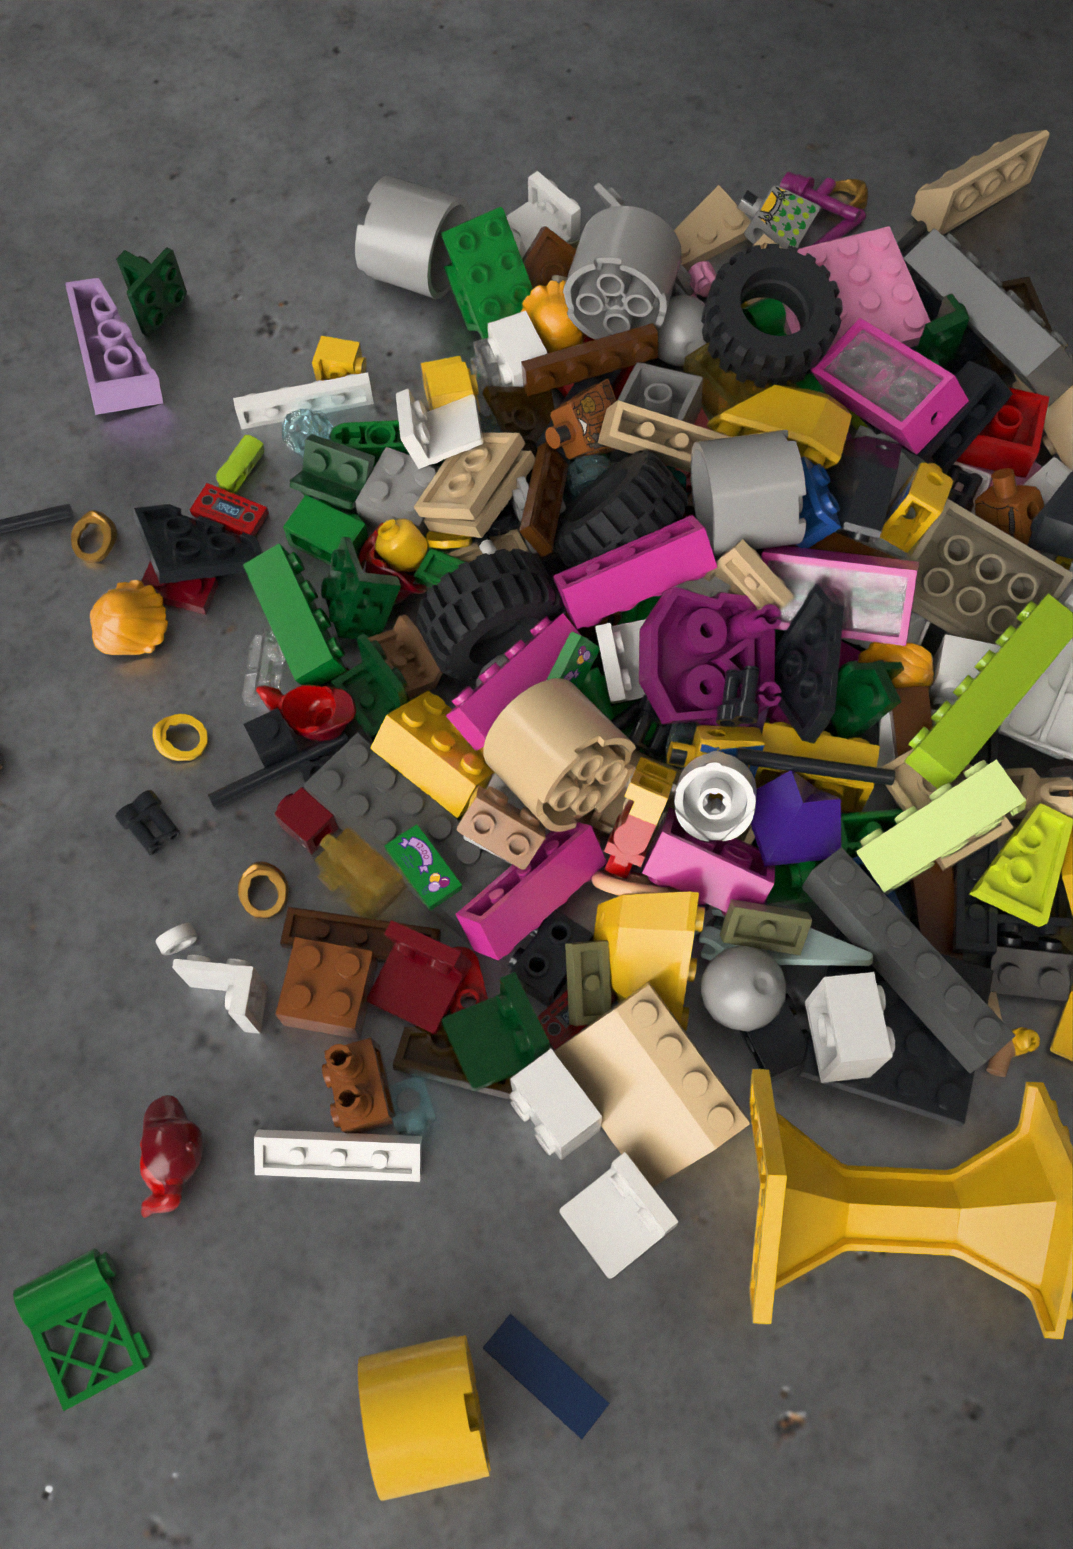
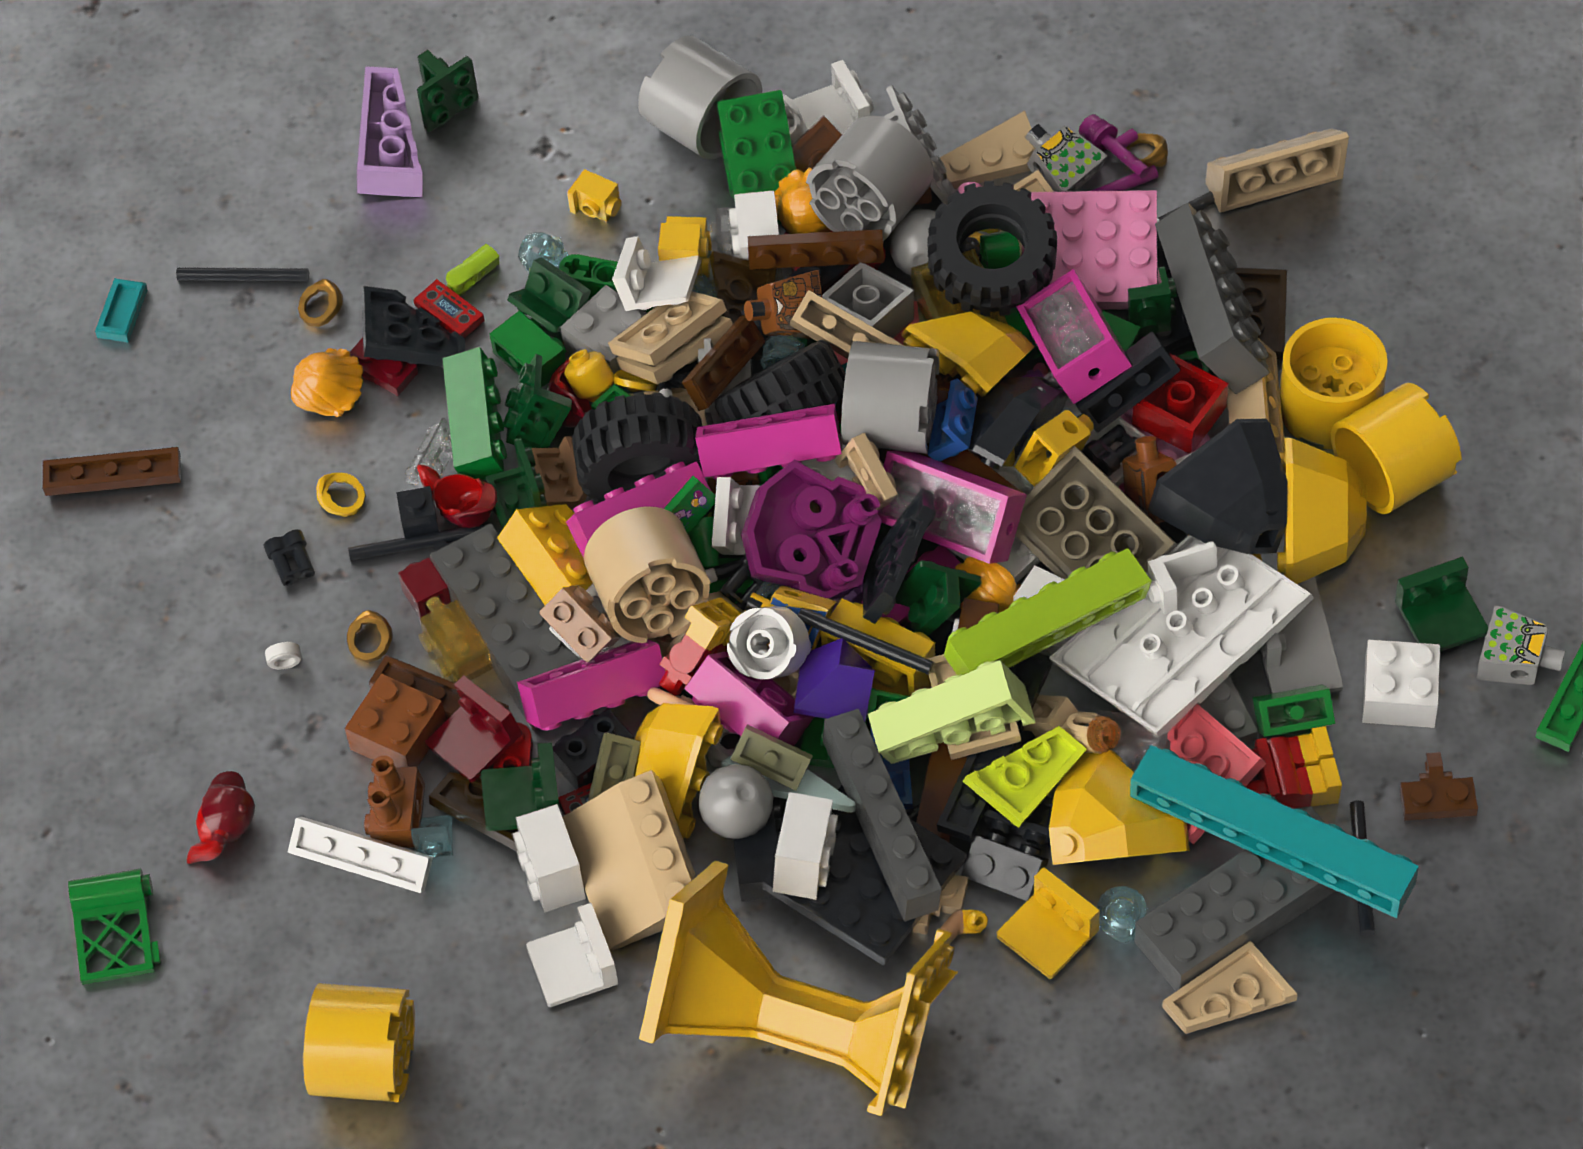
camera: 20 degrees right, 10 degrees down
(243, 986) = (317, 694): white bracket -> none
(321, 395) = (565, 224): white plate -> none
(423, 867) = (506, 642): green tile -> none
(546, 1376) = (470, 1061): dark blue tile -> none
(742, 709) = (819, 572): black piece -> none

